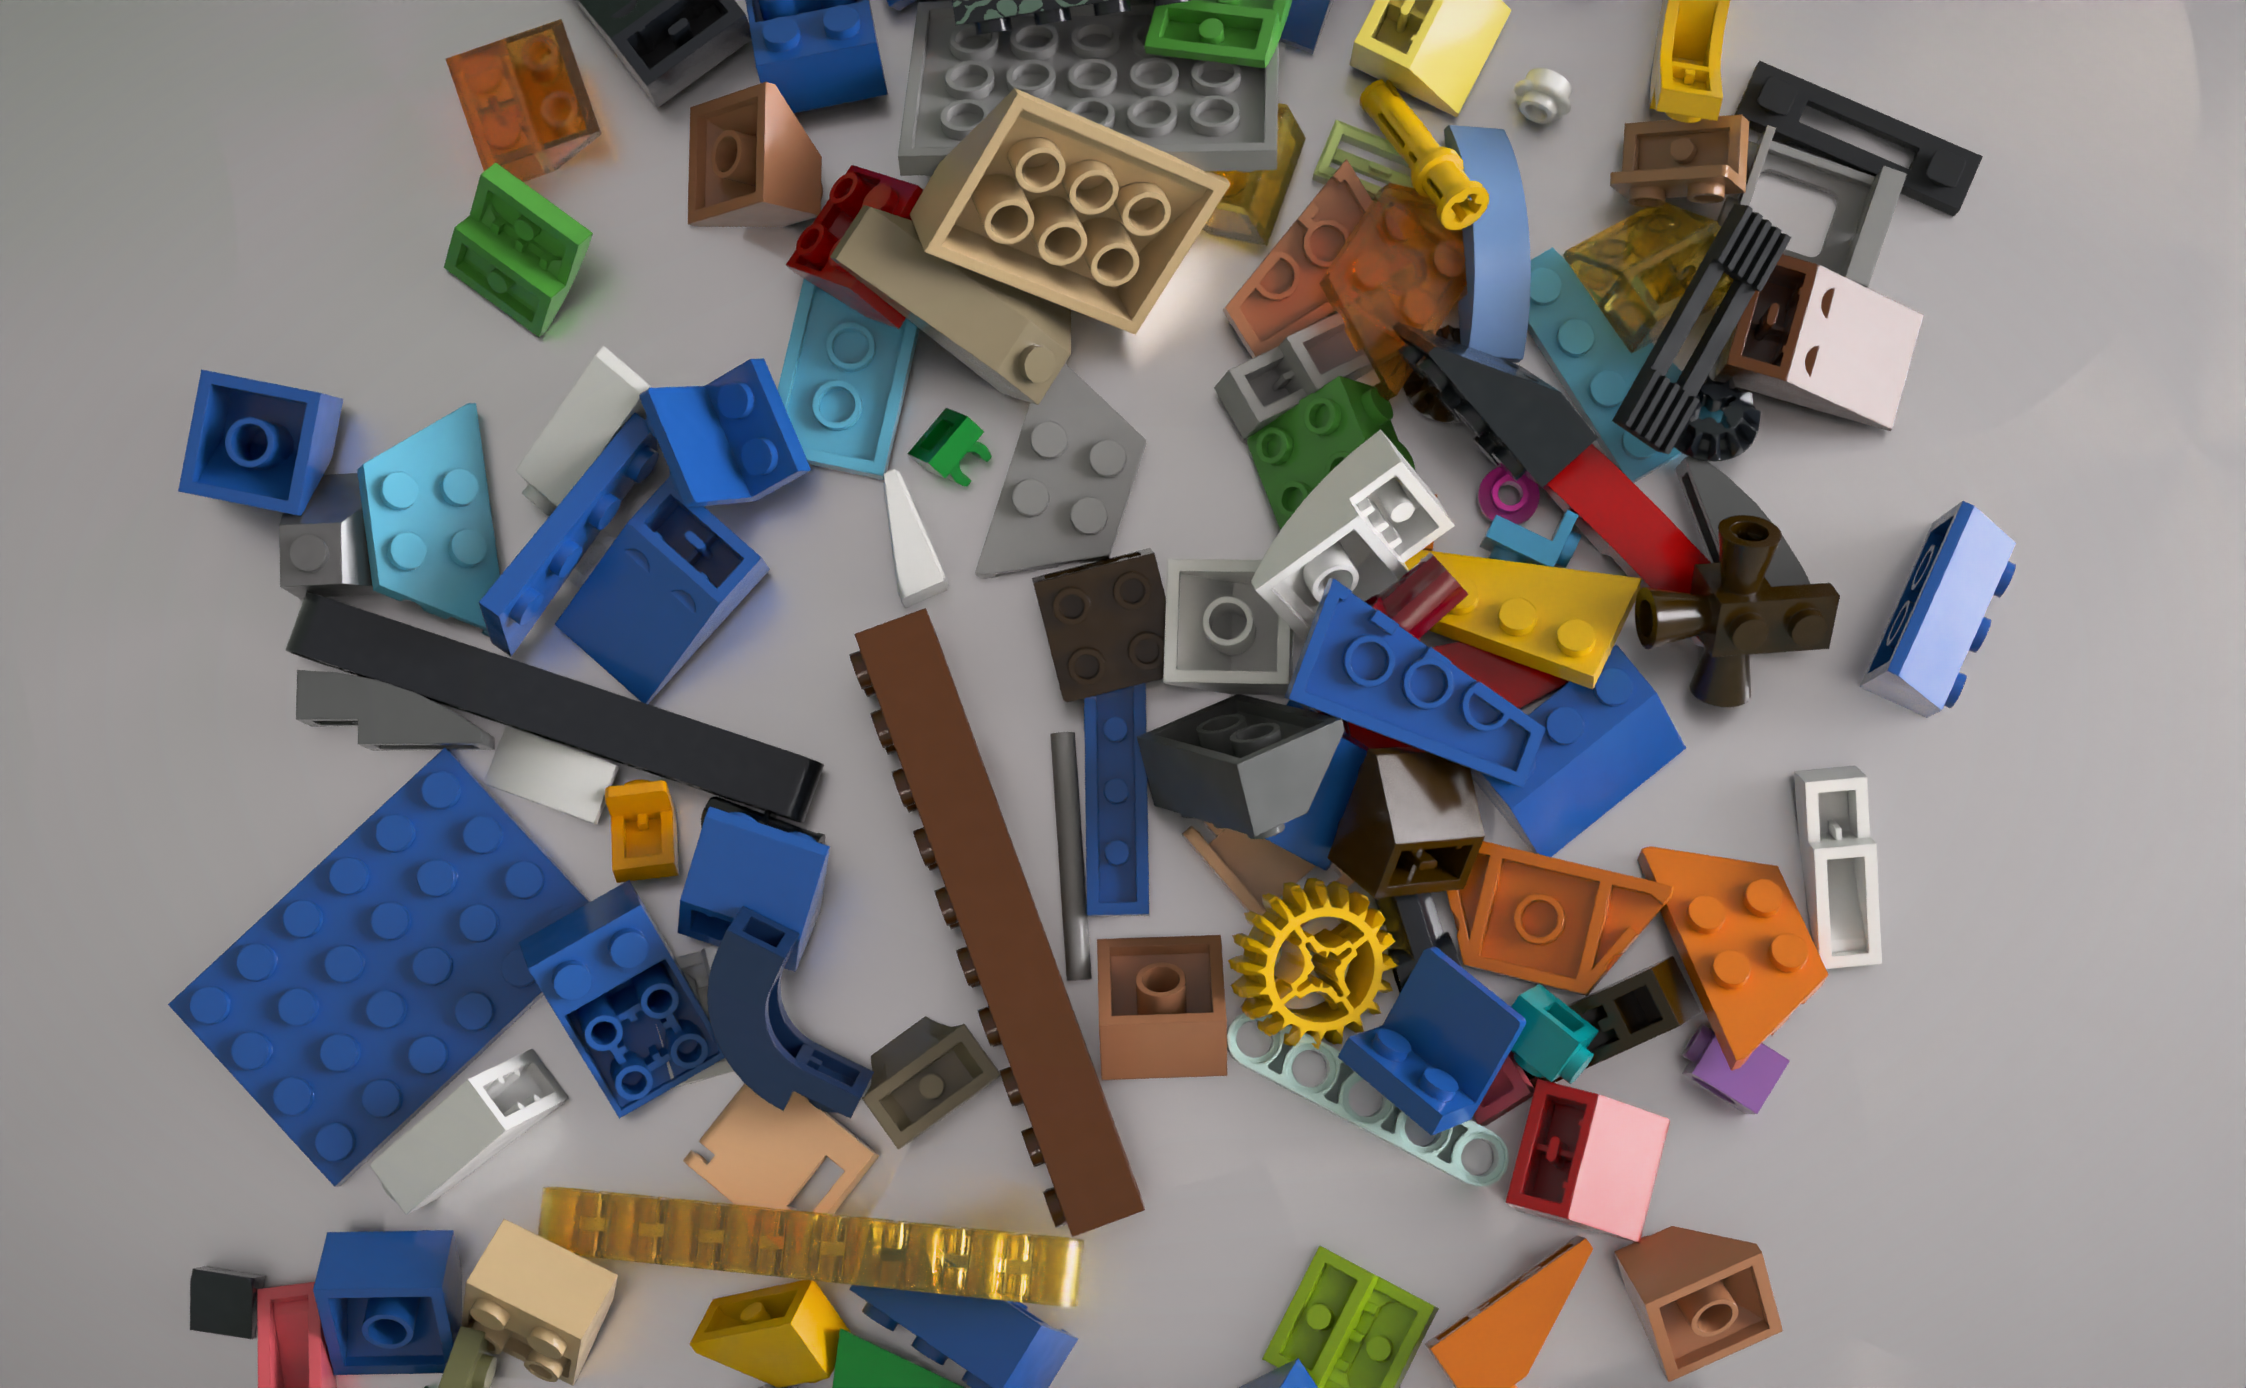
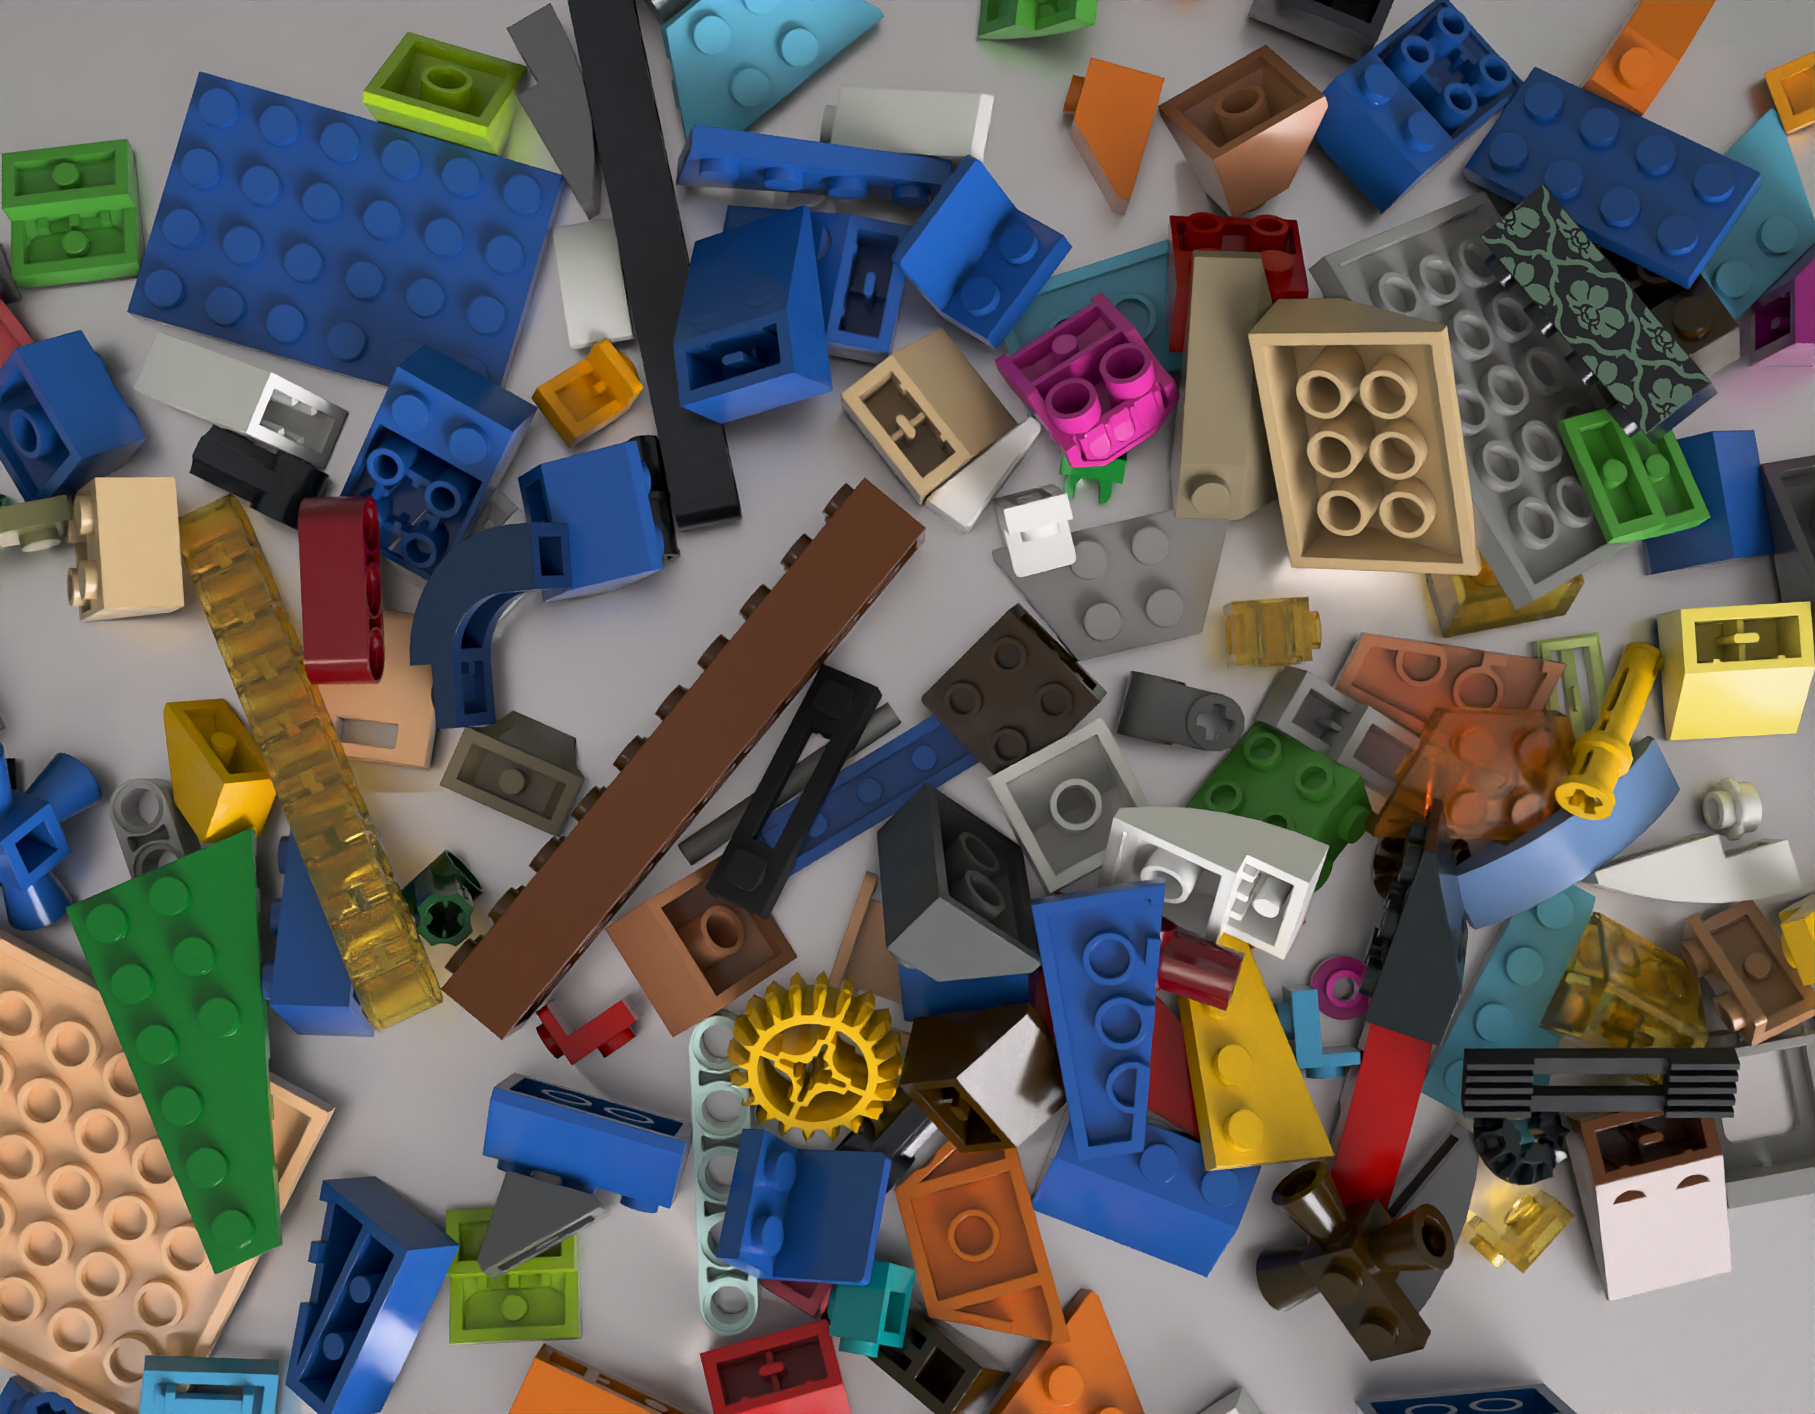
camera: 55 degrees right, 5 degrees up
(221, 1185) = (73, 213): none -> bright green slope
(317, 803) = (447, 93): none -> lime slope
(557, 1145) = (267, 480): none -> black piece
(666, 653) = (752, 320): none -> blue slope
(682, 268) = (1112, 124): none -> orange slope
(685, 1133) = (341, 590): none -> dark red beam
(829, 559) = (927, 412): none -> tan slope
(887, 406) = (1092, 384): none -> dark pink slope
(979, 524) = (1036, 529): none -> white slope
(999, 1200) = (443, 900): none -> dark green piece
(1128, 923) = (755, 873): none -> black container
(1179, 384) = (1270, 632): none -> clear yellow brick
(1189, 1133) = (605, 1032): none -> red bracket
(1195, 504) = (1168, 713): none -> dark grey piece
(1276, 1200) = (587, 1141): none -> blue slope
(1312, 1280) = (531, 1219): none -> dark grey slope
(1580, 151) = (1701, 871): none -> white slope
(1795, 457) = (1529, 1231): none -> clear yellow bracket

